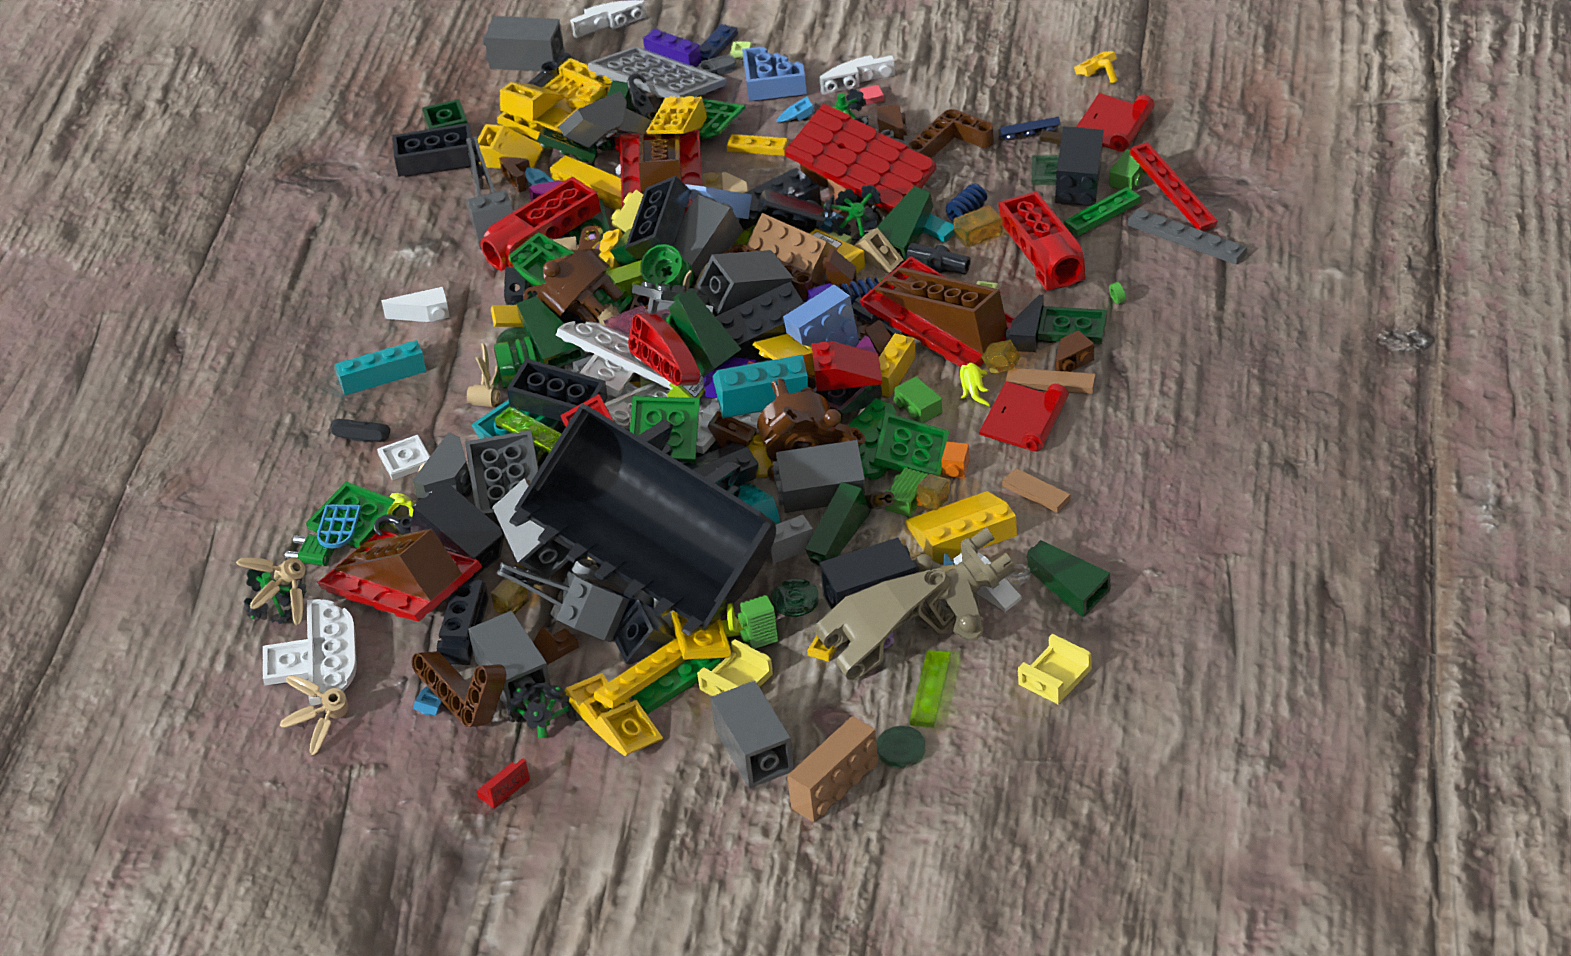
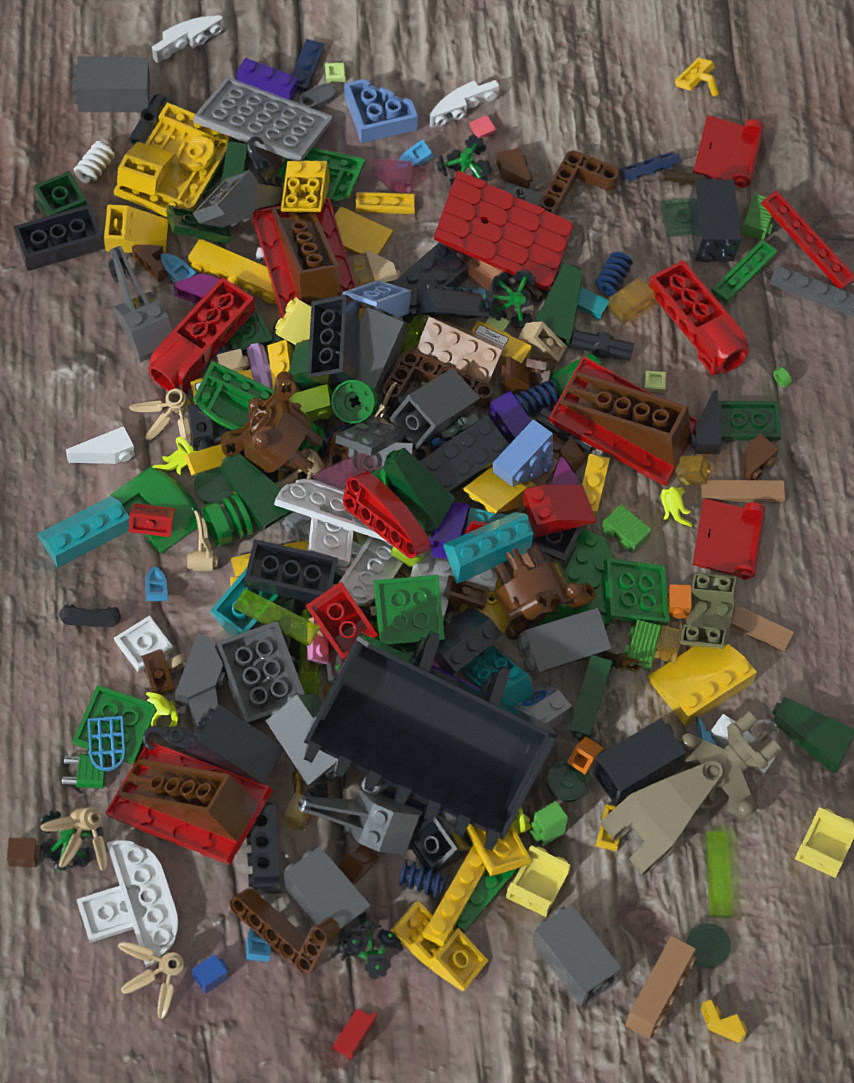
camera: 20 degrees left, 20 degrees up
(225, 605) = (23, 852): none -> reddish brown brick
(373, 718) = (210, 973): none -> blue brick
(406, 470) = (157, 672): none -> reddish brown slope
(431, 413) = (156, 585): none -> dark azure plate
(441, 357) = (151, 520): none -> red panel
(454, 356) = (163, 490): none -> green slope
(485, 101) = (94, 162): none -> white piece
(486, 322) = (177, 459): none -> neon yellow piece
(497, 271) = (178, 403): none -> tan plant
(612, 658) = (422, 879): none -> dark blue piece
(721, 160) = (361, 233): none -> yellow tile
(772, 121) = (394, 174): none -> clear pink slope
(810, 573) = (584, 755): none -> orange brick
(868, 267) = (541, 369): none -> reddish brown slope
(896, 814) = (729, 1027): none -> yellow slope
(988, 467) = (710, 611): none -> olive slope

